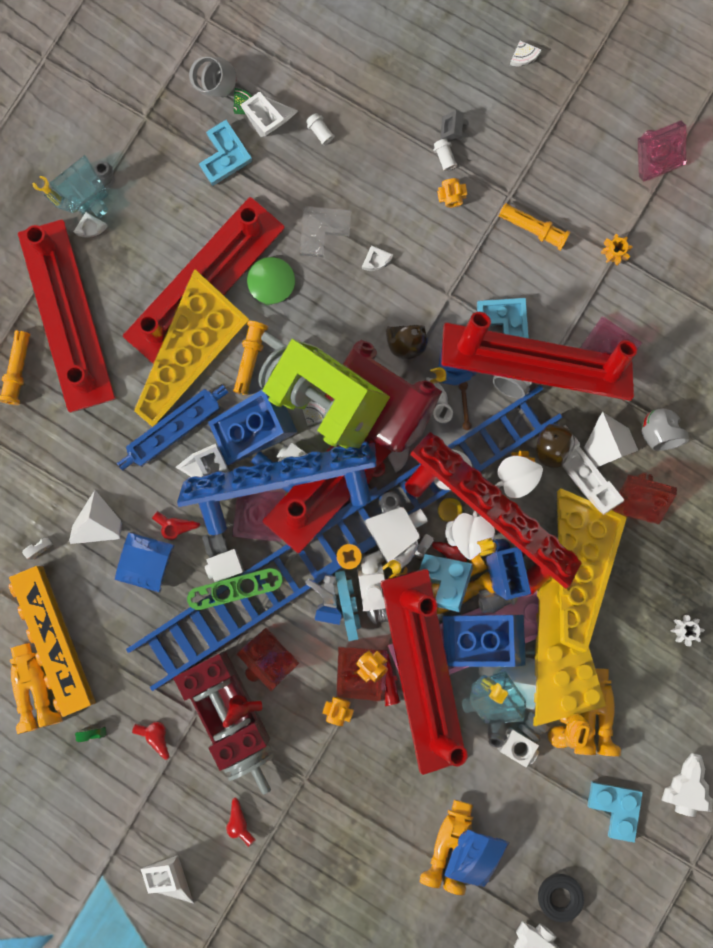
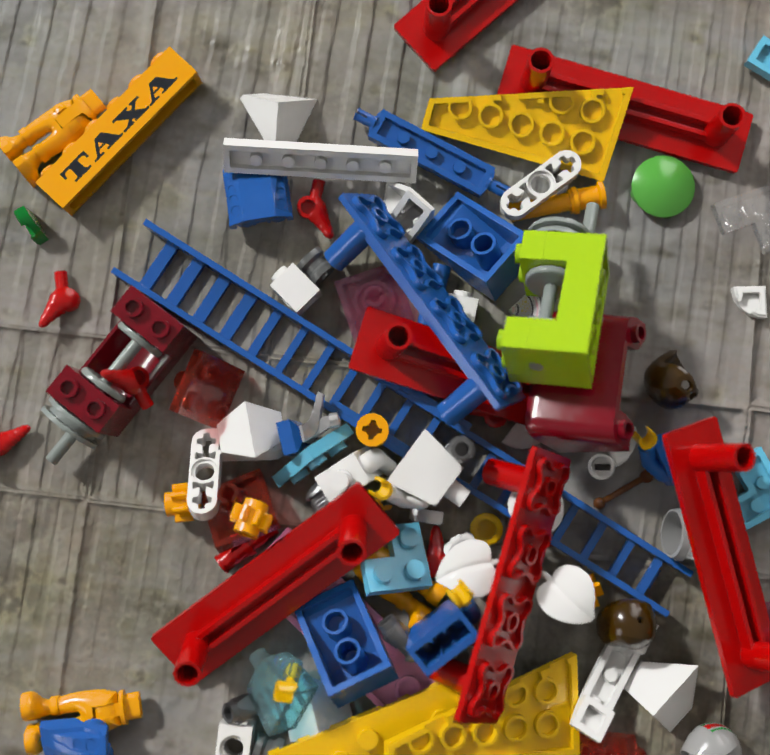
camera: 70 degrees right, 0 degrees up
(33, 552) = (211, 63): white tile -> none
(142, 507) = (320, 160): none -> white plate
(235, 345) = (553, 164): none -> white beam
(235, 589) = (273, 312): bright green beam -> none
(310, 642) = (249, 430): none -> white slope
(315, 668) = (211, 486): none -> white beam

